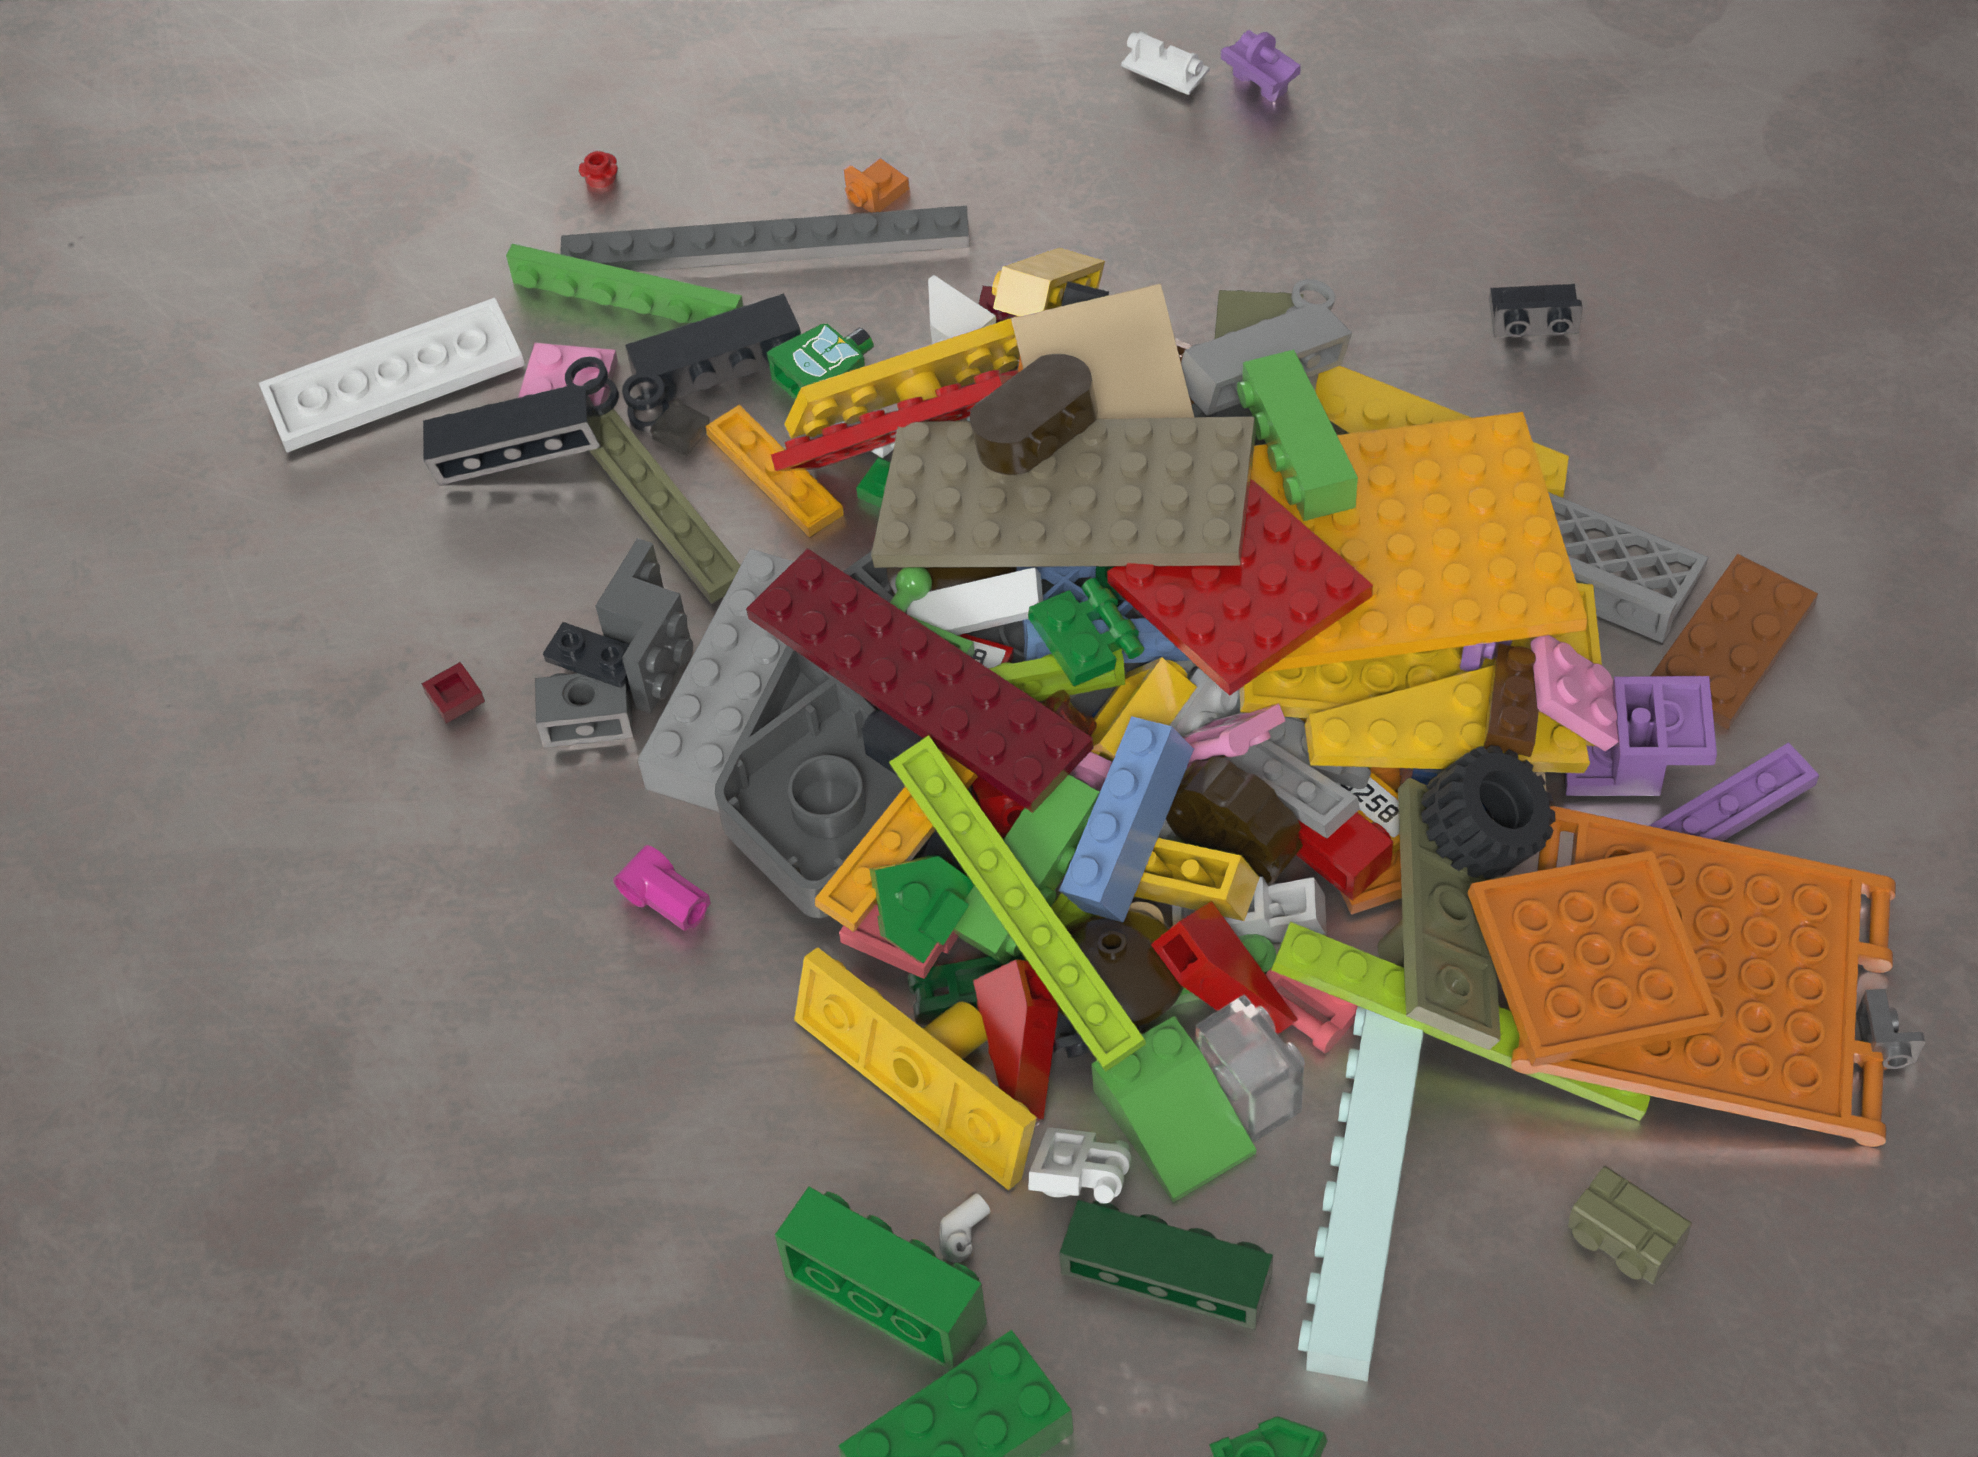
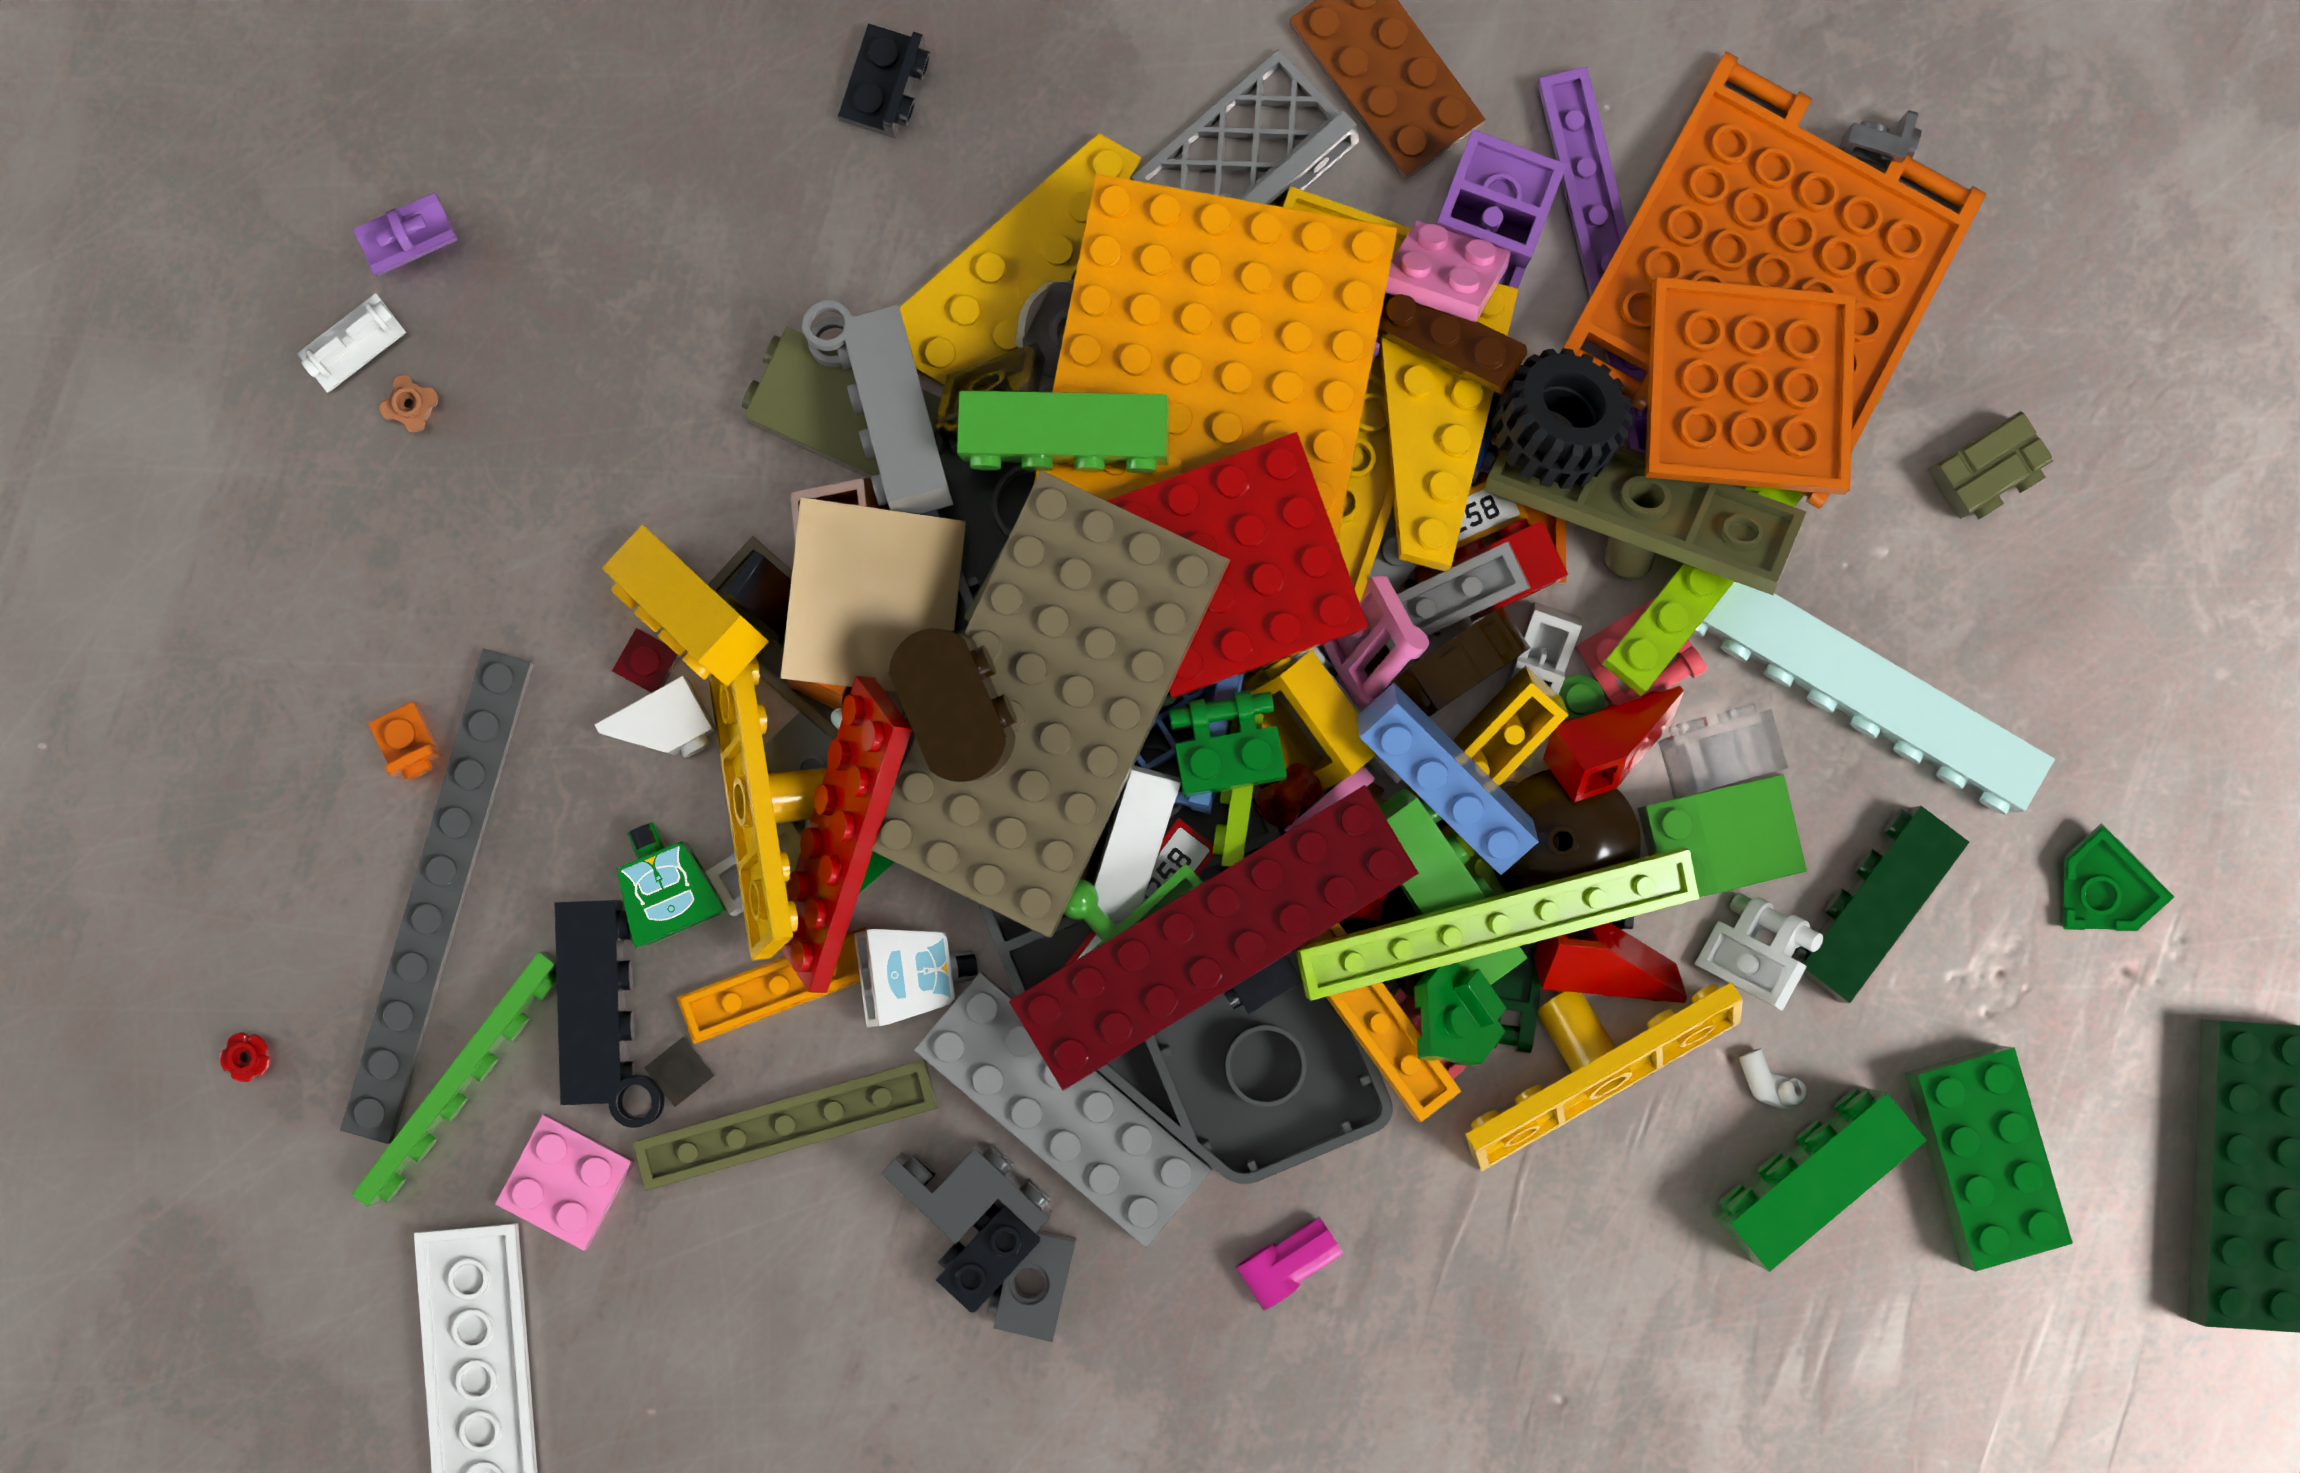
camera: 80 degrees left, 30 degrees up
(453, 692) = (958, 1417): dark red plate -> none
(519, 429) = (637, 1255): black hinge -> none
(811, 522) = (908, 973): none -> white torso
(1134, 111) = (413, 417): none -> nougat plate

